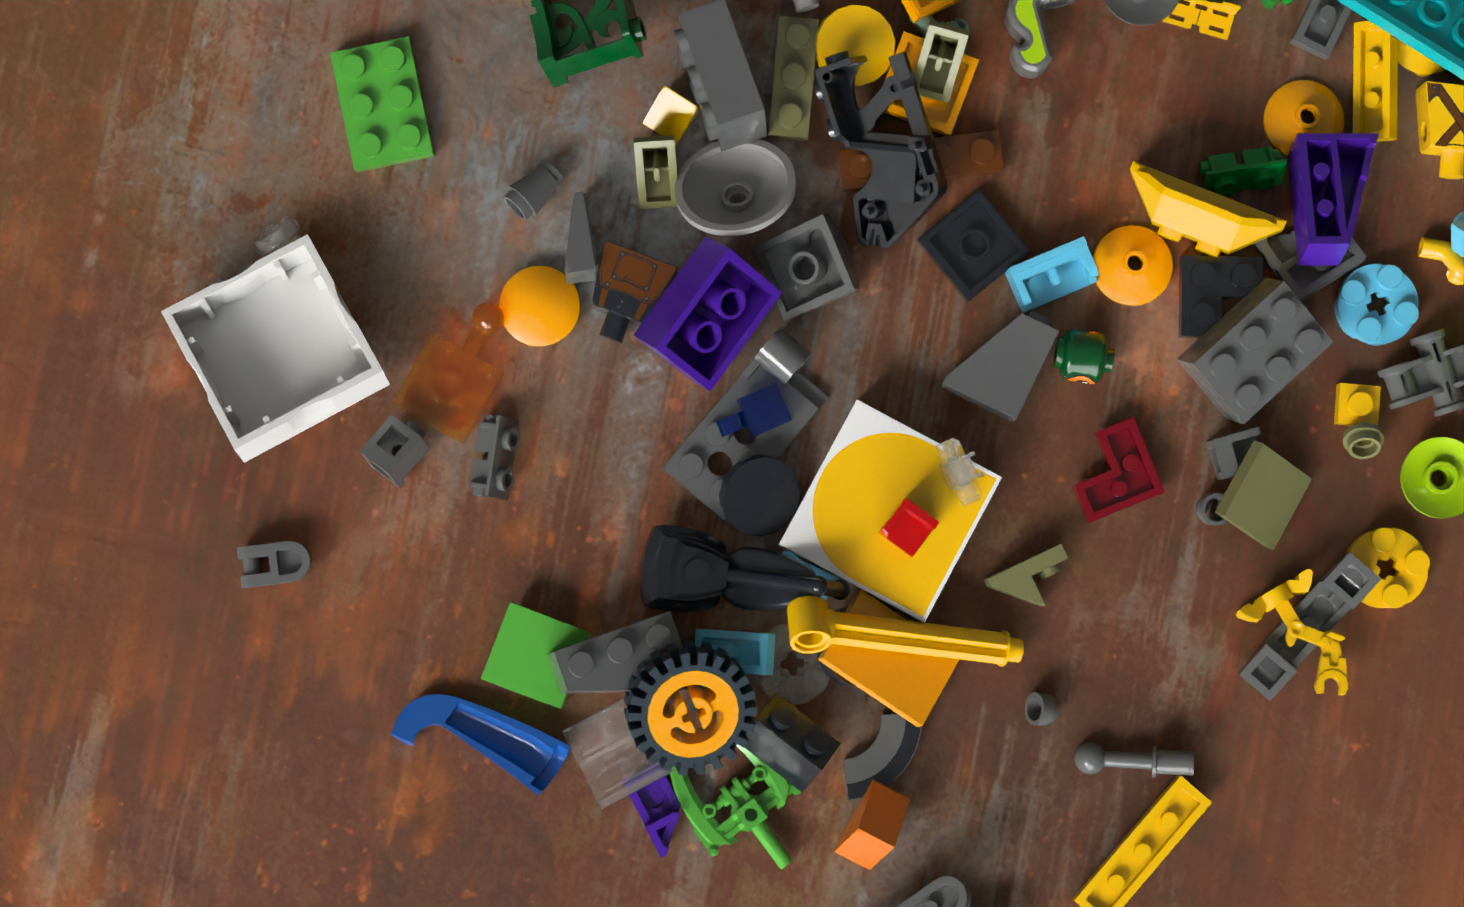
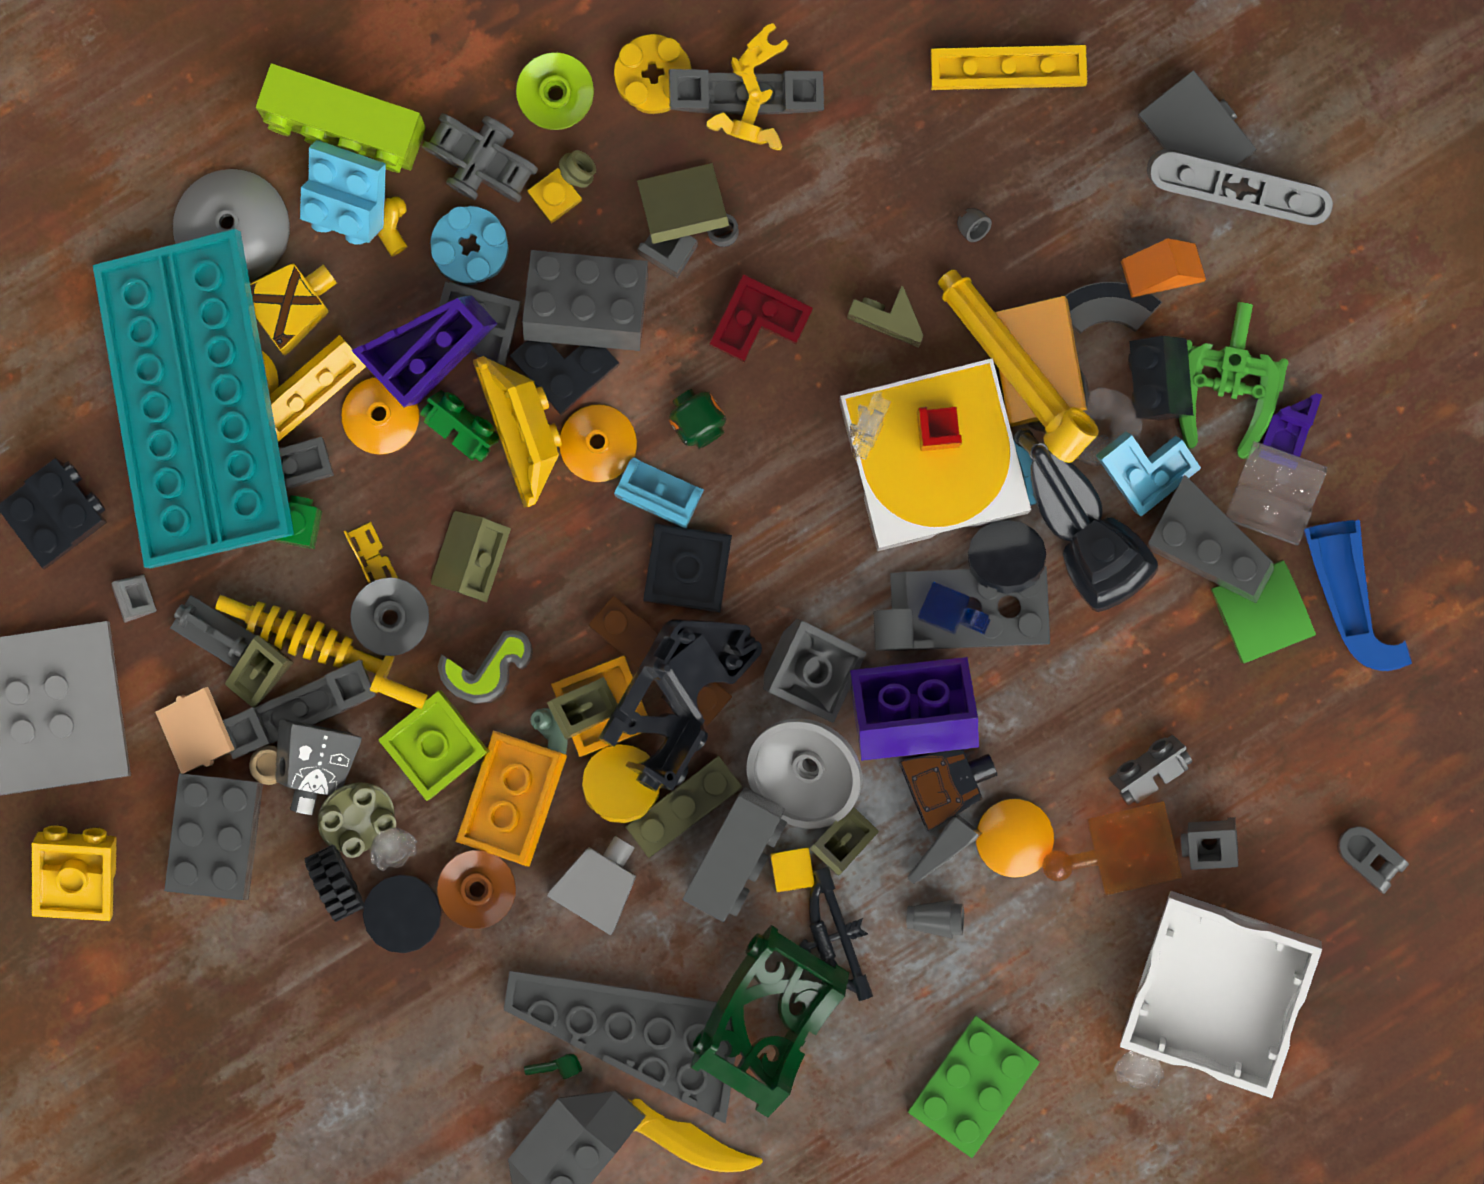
camera: 130 degrees left, 0 degrees up
(596, 91) = (852, 930): none -> black piece
(654, 722) = (1231, 476): wheel -> none
(1004, 367) = (756, 467): dark grey slope -> none
(1092, 758) = (974, 159): dark grey pin -> none
(1132, 89) = (470, 555): none -> olive panel

